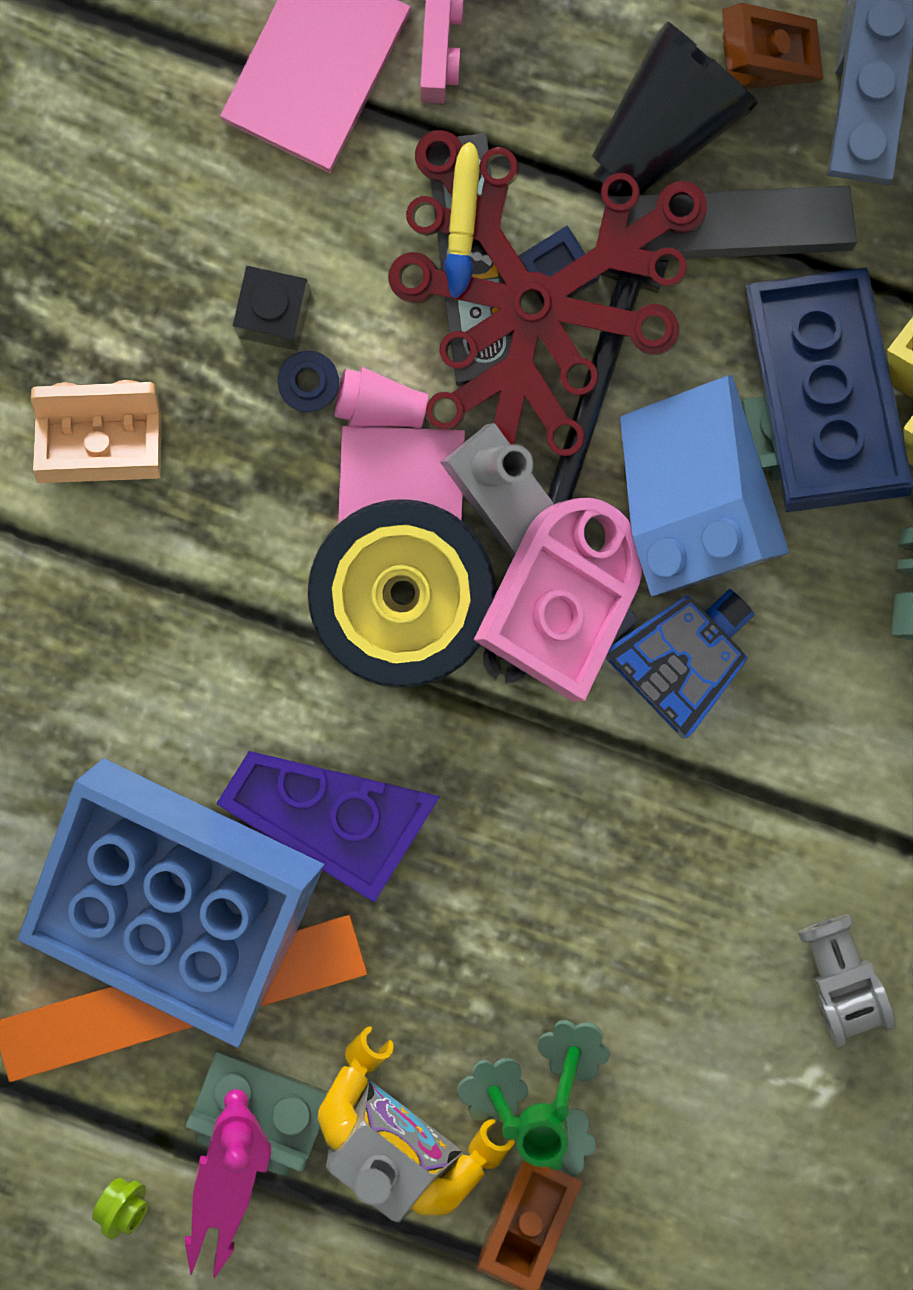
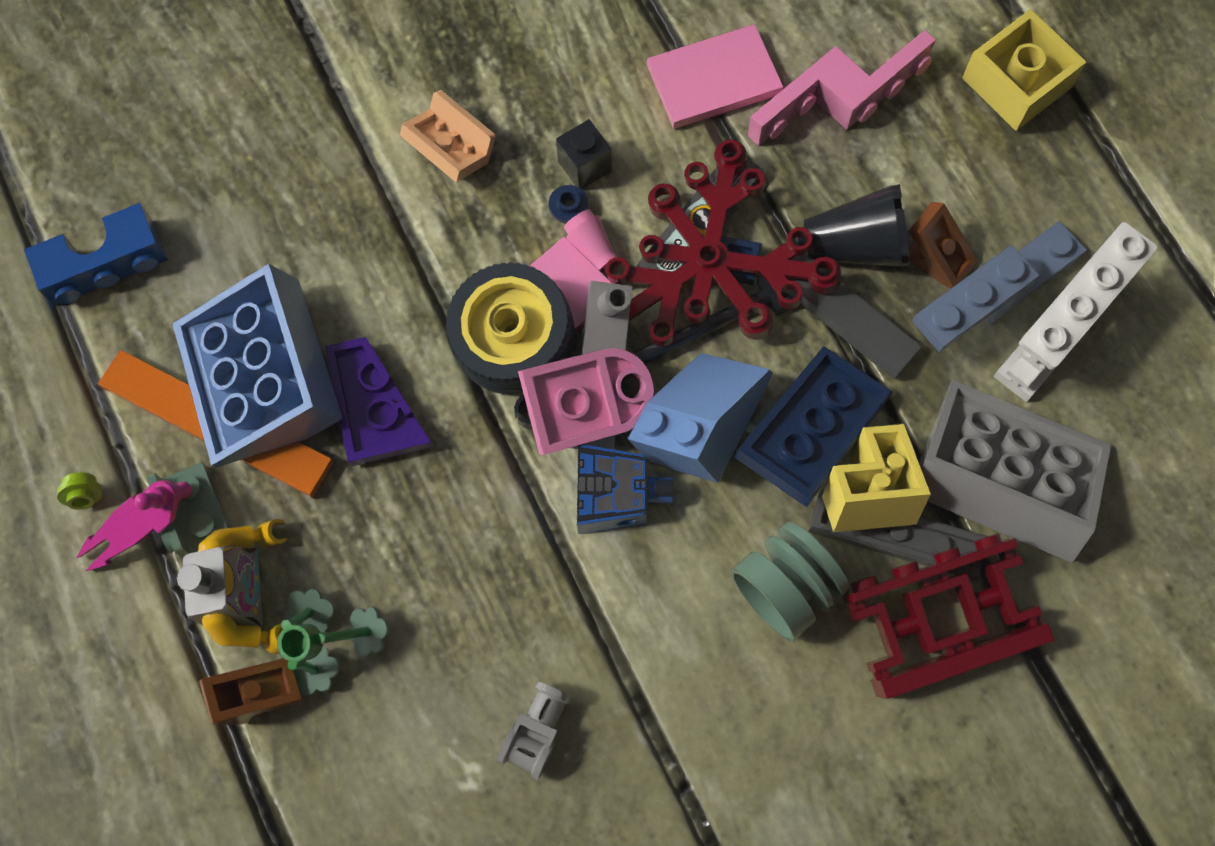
camera: 45 degrees right, 15 degrees down
(458, 262) = (711, 188): light yellow piece -> none

